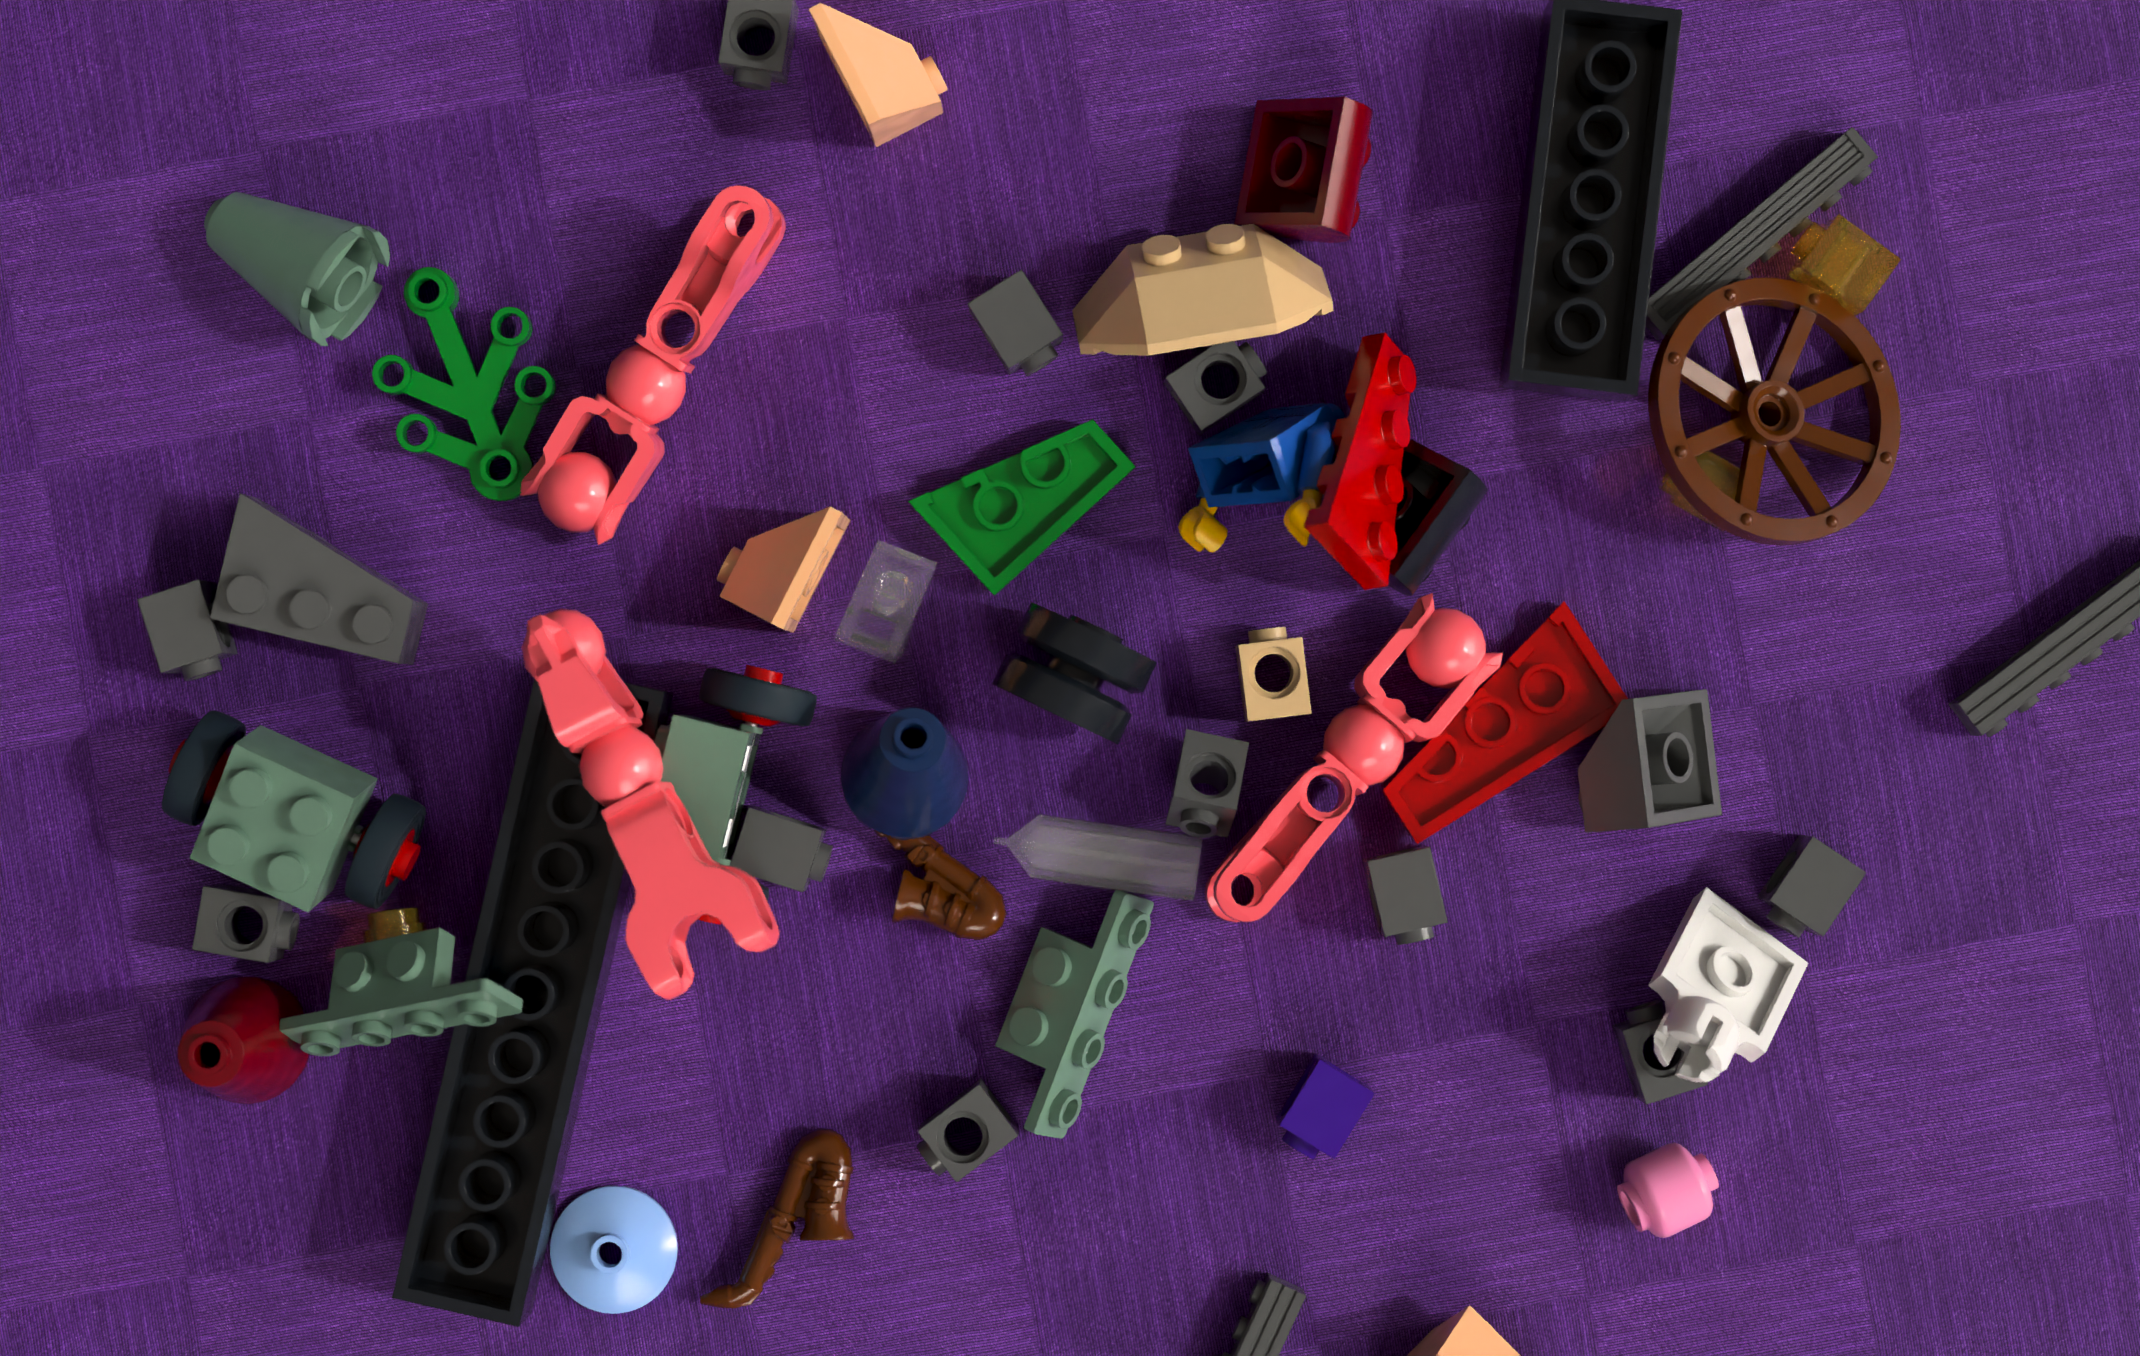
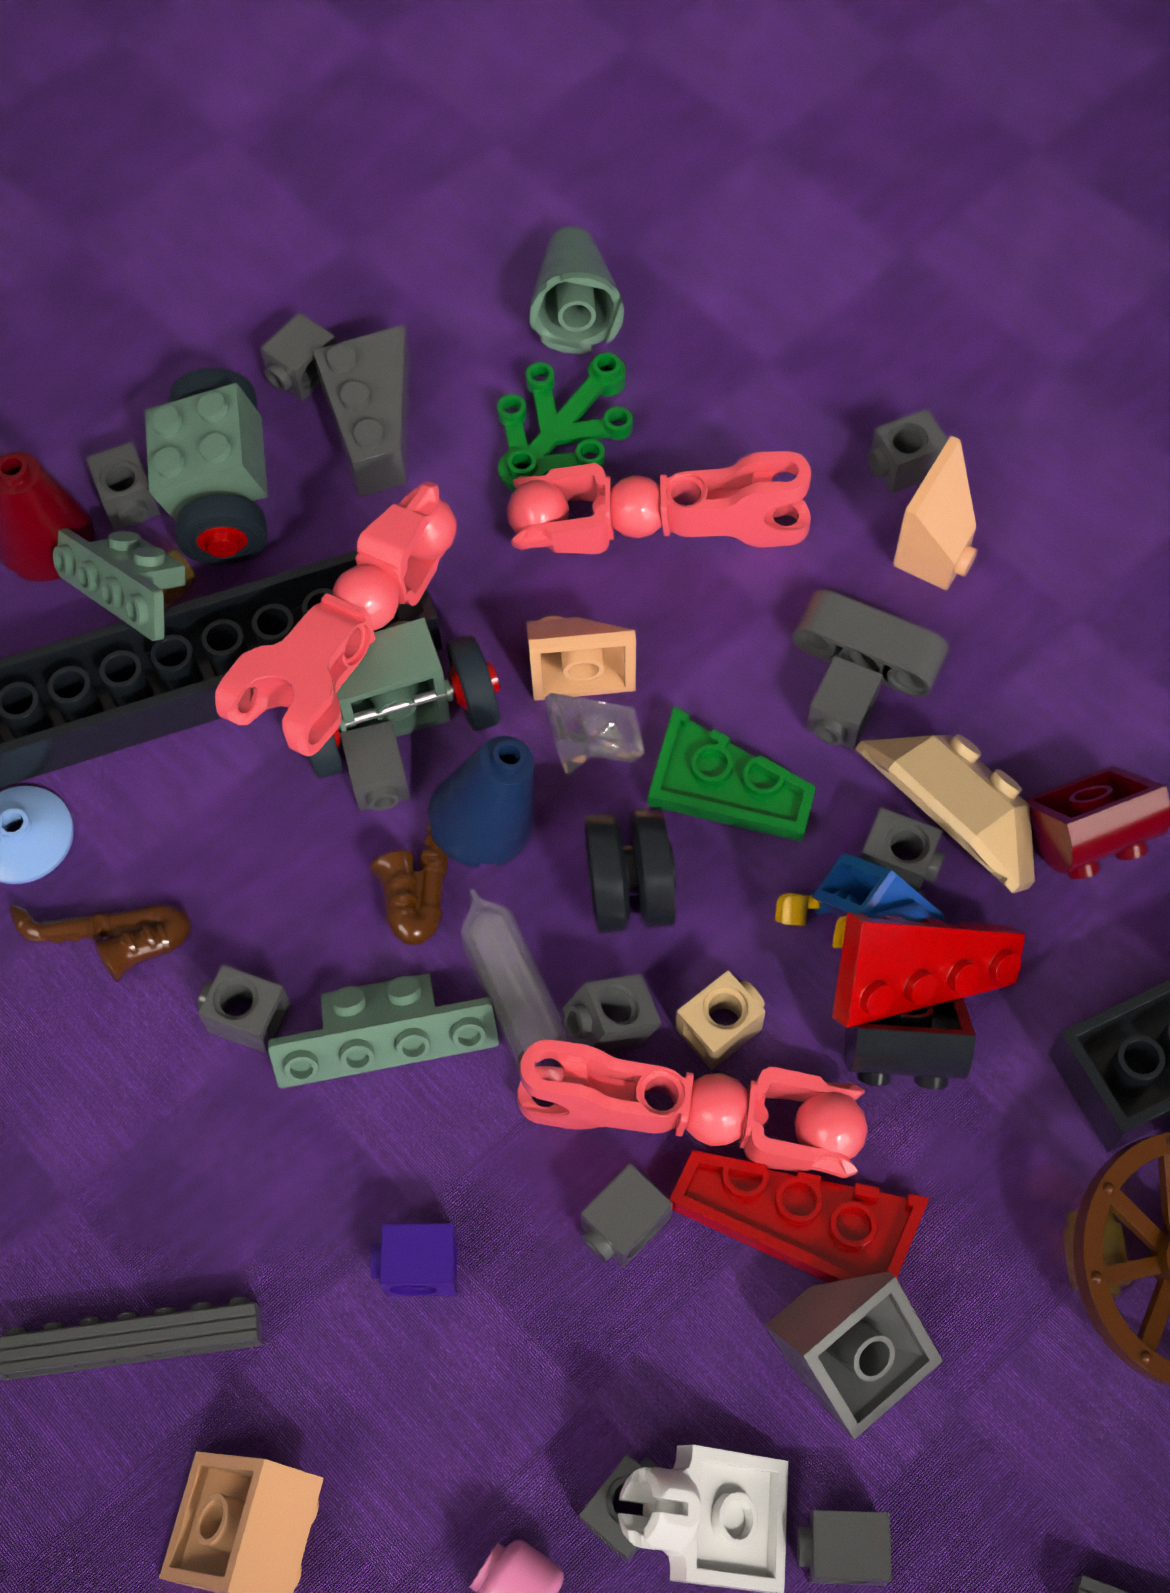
camera: 55 degrees right, 25 degrees down
(963, 246) = (873, 639): none -> dark grey beam

